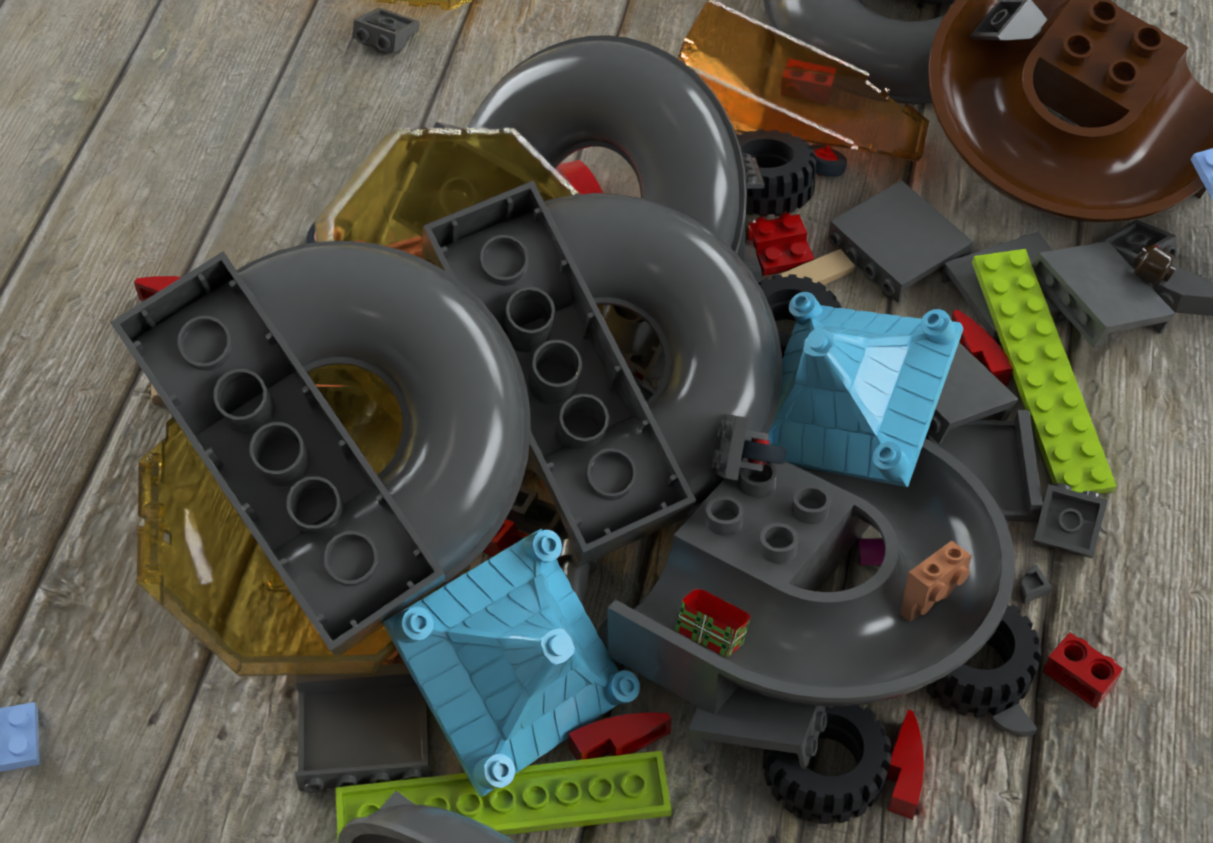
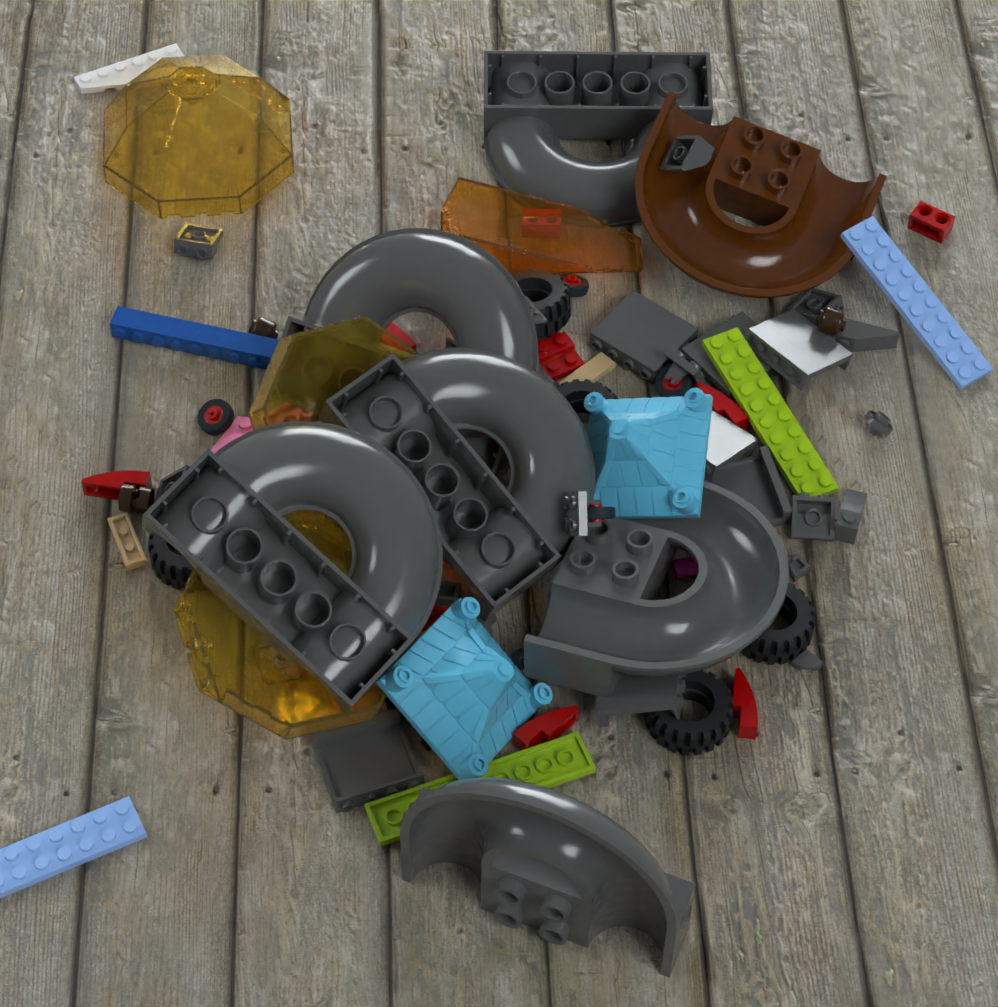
camera: 15 degrees left, 0 degrees up
(310, 126) = (192, 337): none -> blue brick
(712, 622) = (594, 635): piece -> none
(932, 293) = (678, 376): none -> plate
(934, 580) = (736, 575): nougat plate -> none
(1078, 674) = (840, 617): red brick -> none
(1123, 529) = (850, 516): none -> dark grey slope
(1190, 411) = (878, 423): none -> dark grey plate

